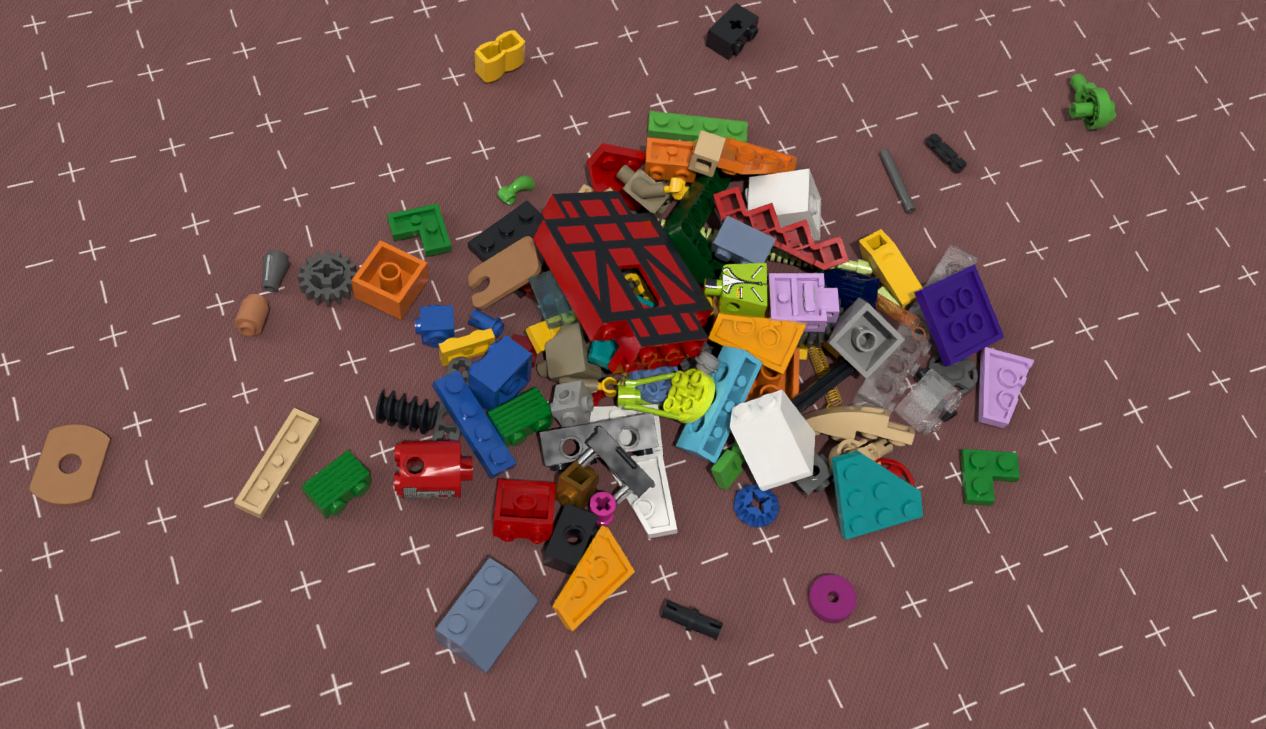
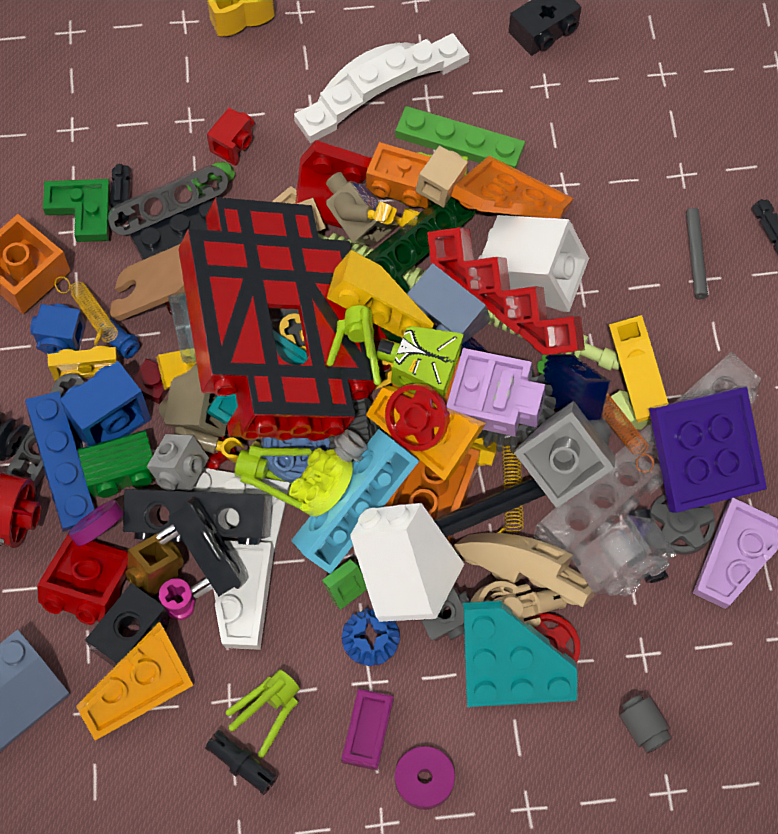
camera: 25 degrees right, 5 degrees up
(449, 213) = (120, 189): none -> black axle
(463, 304) = (100, 332): none -> yellow piece
(490, 207) = (165, 194): none -> dark grey beam
(523, 155) = (230, 135): none -> red brick
(523, 463) = (96, 522): none -> magenta piece
(617, 93) = (373, 74): none -> white piece
(688, 270) = (358, 328): none -> lime plant
(689, 247) = (368, 284): none -> yellow slope
(701, 562) = (276, 692): none -> lime plant
(754, 328) = (417, 417): none -> red wheel
(777, 573) = (367, 729): none -> magenta tile
(978, 520) = (645, 723): none -> dark grey brick
(983, 467) = (677, 654): green plate -> none

